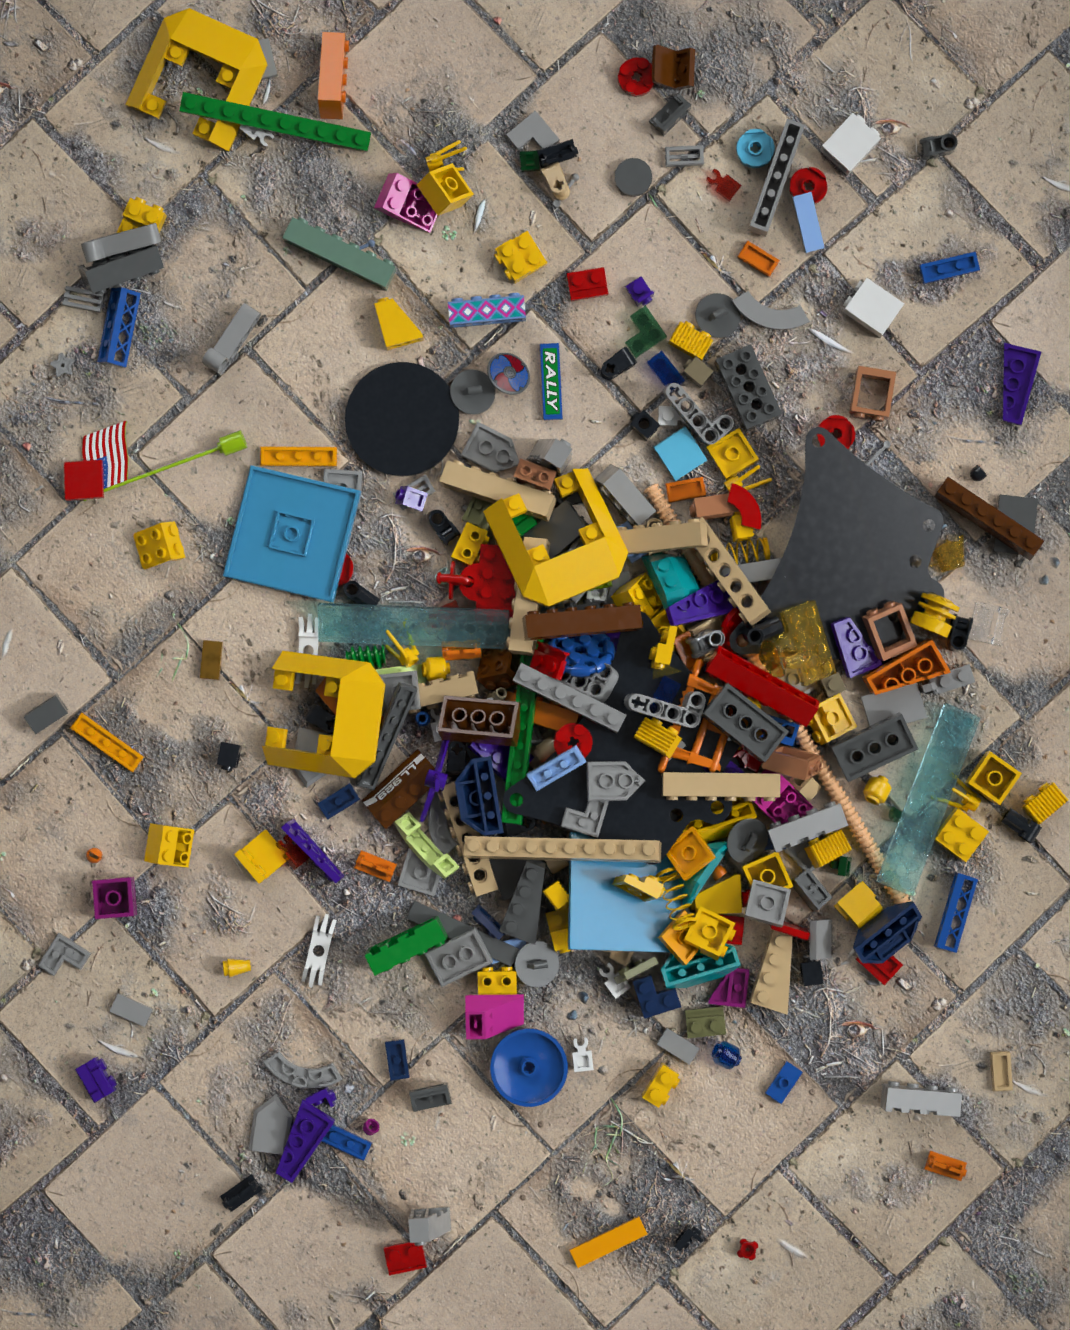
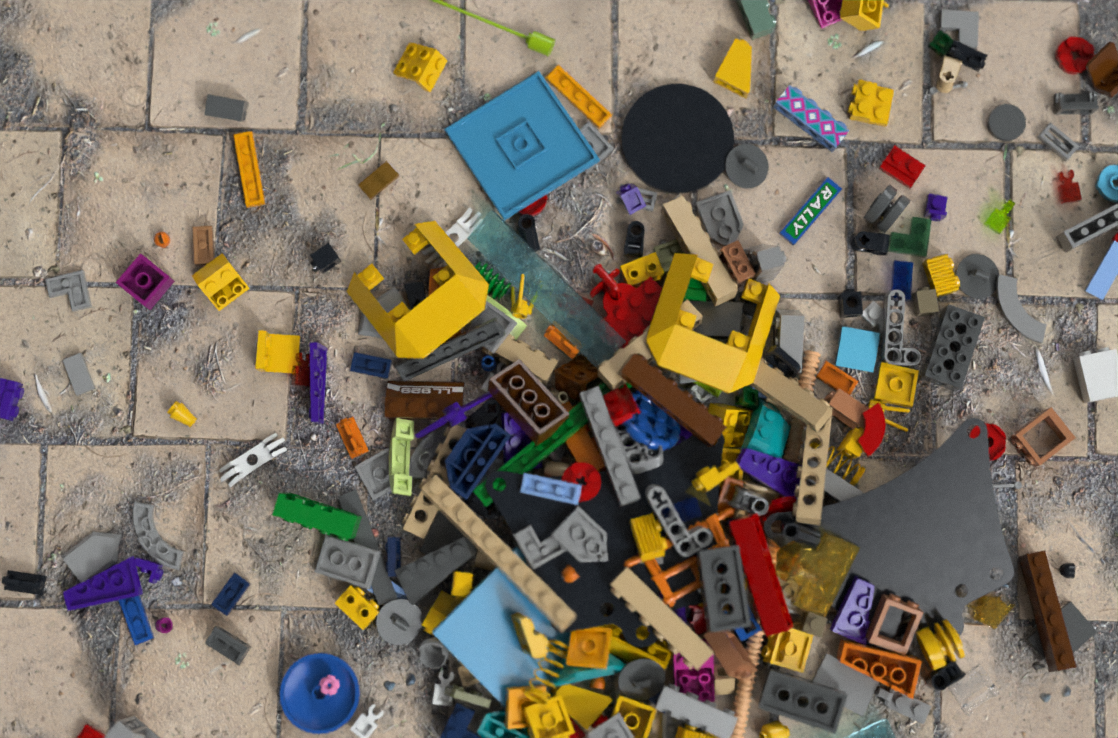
camera: 40 degrees right, 5 degrees down
(129, 830) = (203, 245): none -> medium nougat plate
(435, 668) = (532, 335): yellow head -> none
(492, 1014) = (330, 627): dark pink slope -> none
(508, 373) = (785, 176): shield -> none
(530, 1060) = (334, 685): none -> bright pink plate
(582, 963) = (433, 653): none -> light grey hair
(603, 329) = (887, 208): none -> dark grey wheel
(627, 815) = (569, 574): none -> orange hinge
(634, 566) = (747, 398): none -> dark green tile
(635, 516) = (780, 359): none -> black plate
(694, 257) = (998, 218): none -> clear neon green plate
(758, 259) = (1045, 263): orange tile -> none

